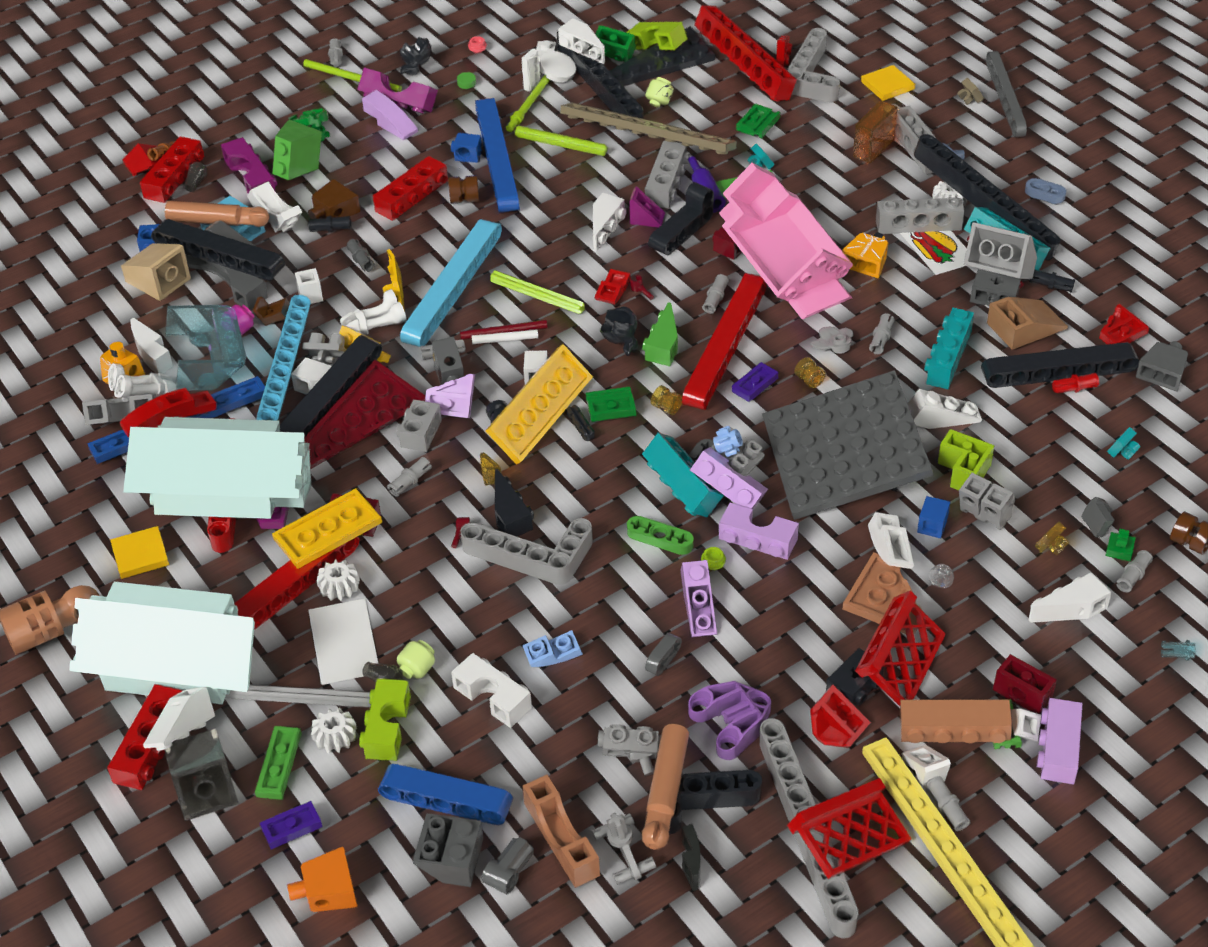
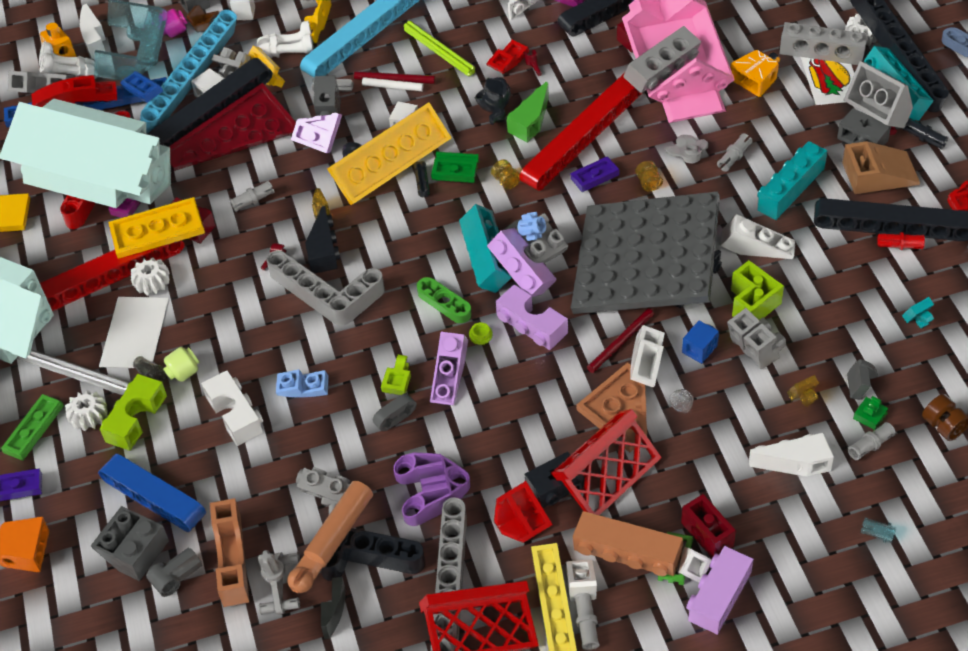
camera: 20 degrees right, 5 degrees up
(242, 389) = (141, 86): none -> blue tile
(419, 425) = (280, 151): light grey brick -> none
(649, 620) = (397, 378): none -> lime plate
(715, 293) = (597, 82): light grey pin -> none
(779, 258) = (662, 59): none -> light grey brick
(853, 534) = (620, 340): none -> dark red bar

